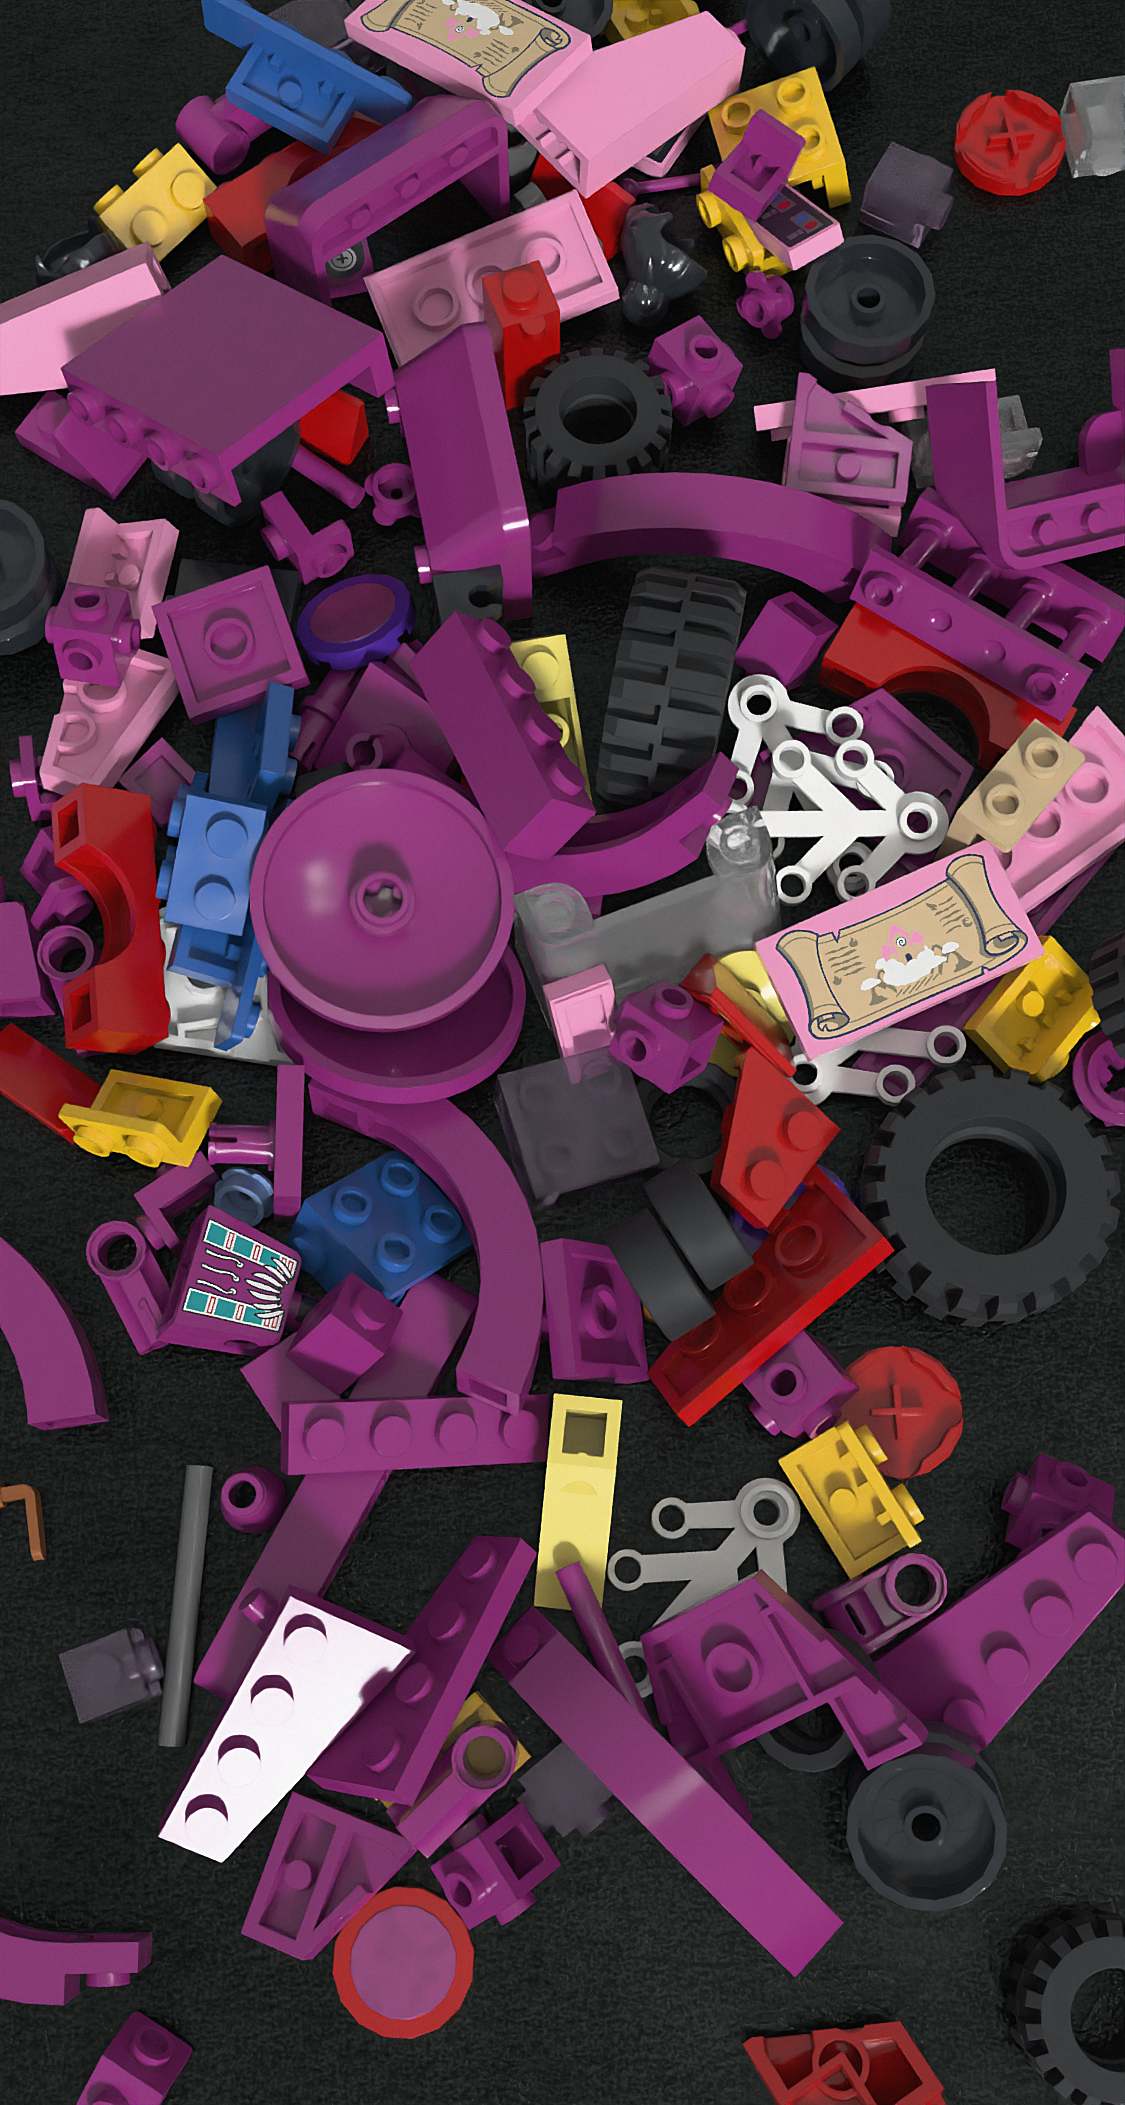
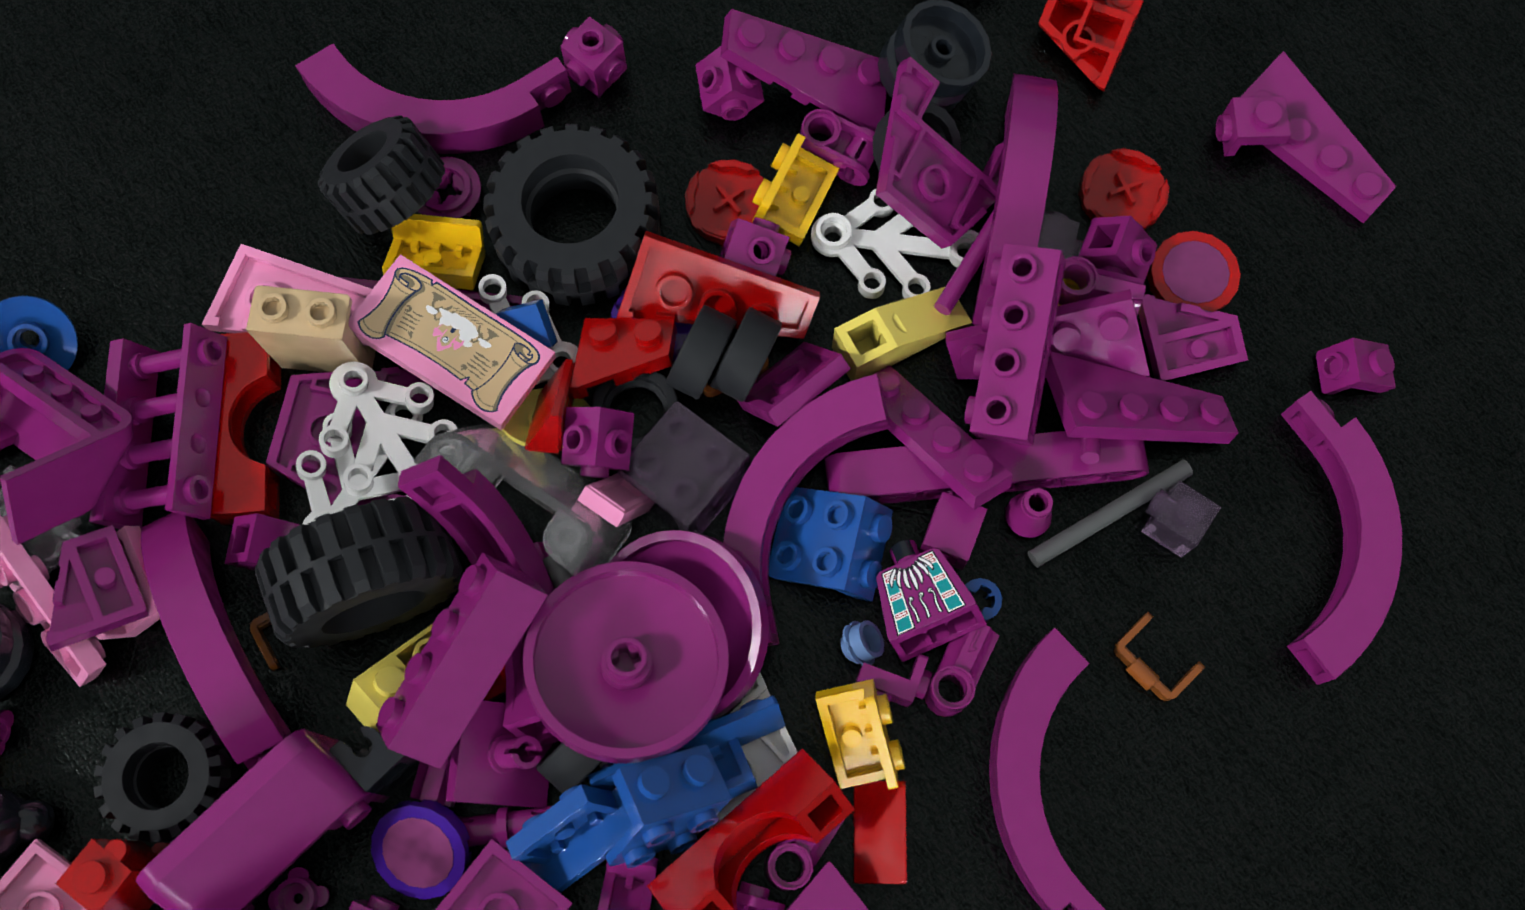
camera: 125 degrees left, 0 degrees up
(218, 1369) = (993, 594): none -> blue bush
(270, 1144) = (820, 631): magenta tile -> none
(345, 1333) = (906, 509): magenta brick -> none
(442, 1603) = (1016, 344): none -> magenta brick
(581, 1958) = (1124, 185): none -> red tile
(695, 370) = (76, 738): magenta brick -> none
(870, 1058) = (532, 320): none -> blue tile

